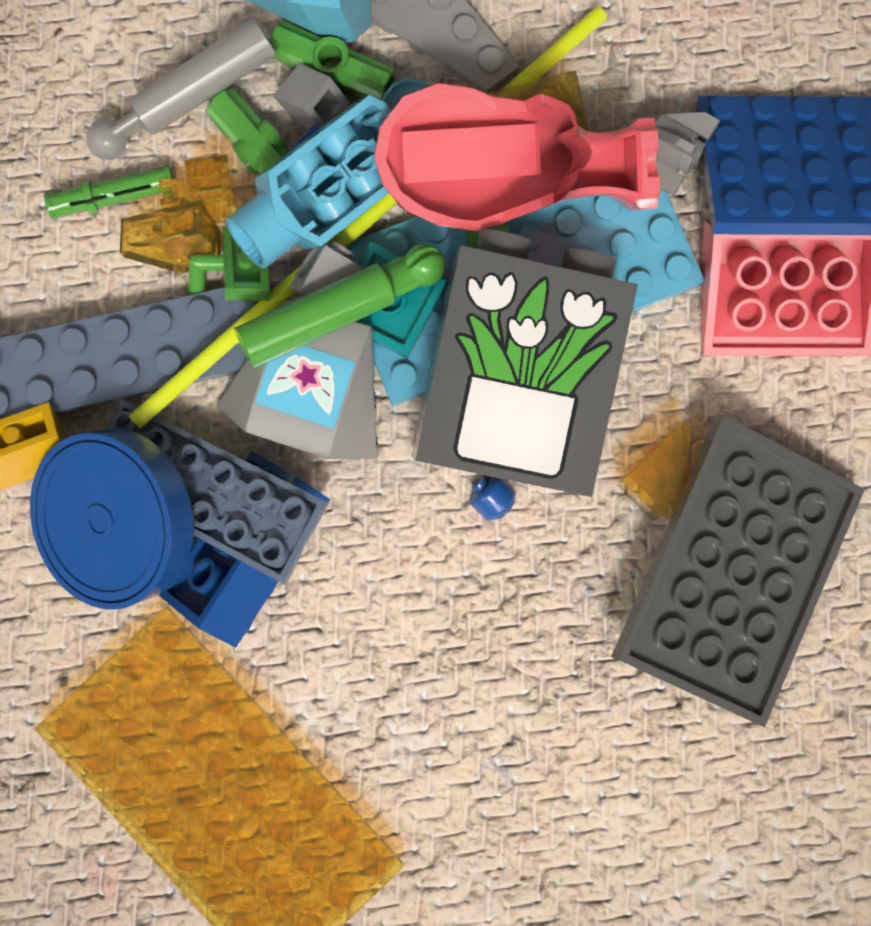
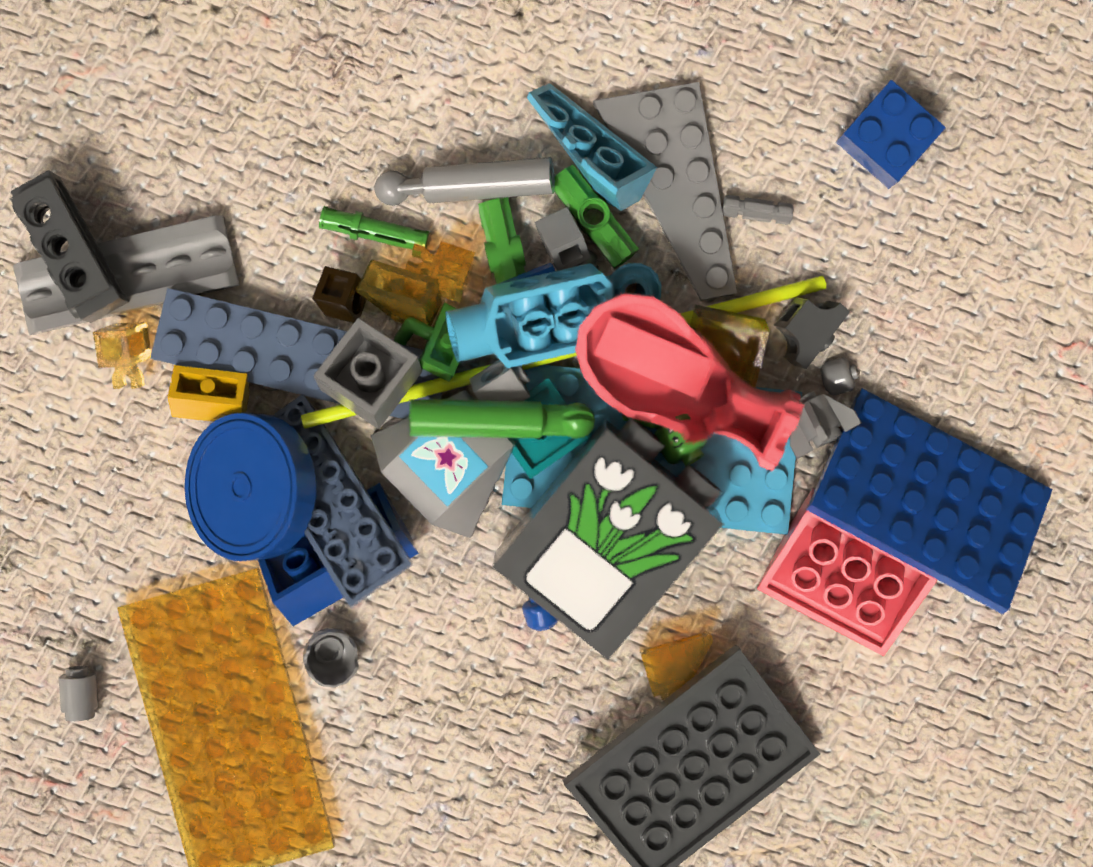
camera: 30 degrees right, 5 degrees up
(38, 846) = (78, 693): none -> light grey brick
(106, 273) = (338, 295): none -> dark brown brick
(176, 329) = (368, 373): none -> light grey brick
(293, 659) = (330, 657): none -> light grey hair
(548, 233) = (676, 448): none -> bright green head
(612, 62) = (809, 329): none -> dark grey brick
(667, 96) = (838, 376): none -> light grey piece

